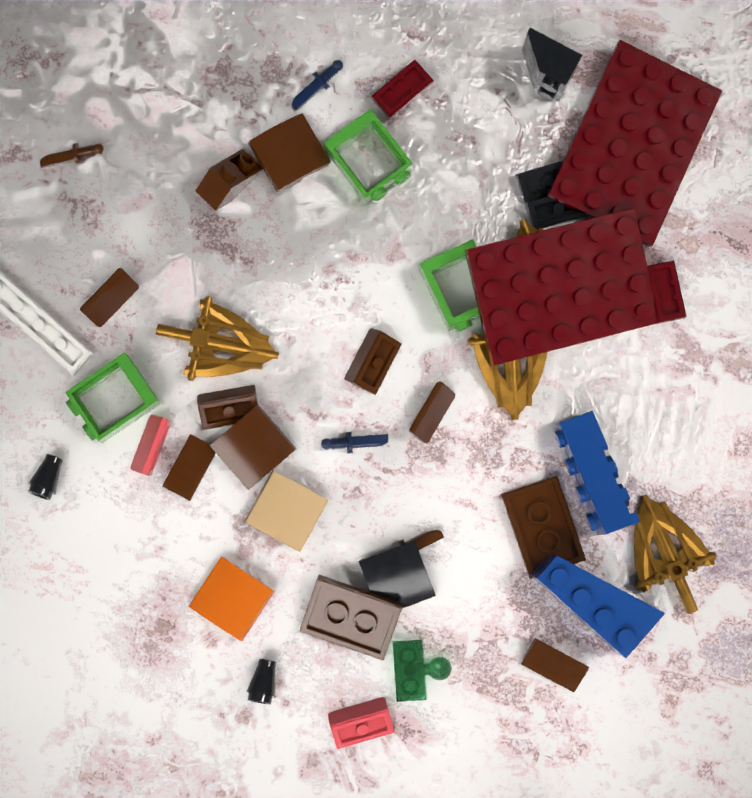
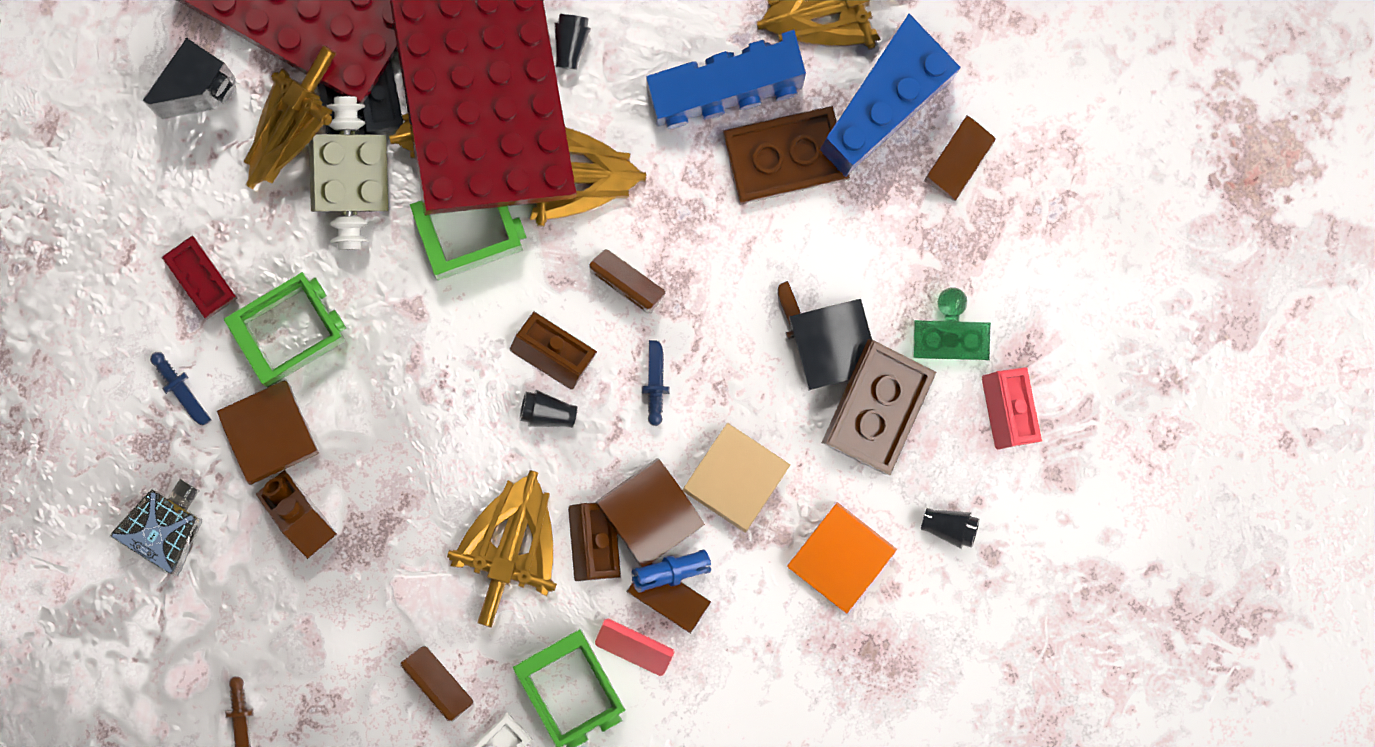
camera: 85 degrees left, 0 degrees up
(209, 81) = (162, 527): none -> torso
(209, 467) = (671, 570): none -> blue pin
(324, 360) = (546, 411): none -> black cone
(493, 191) = (348, 173): none -> plate
(528, 141) = (288, 121): none -> pearl gold bar
(615, 350) = (570, 40): none -> black cone

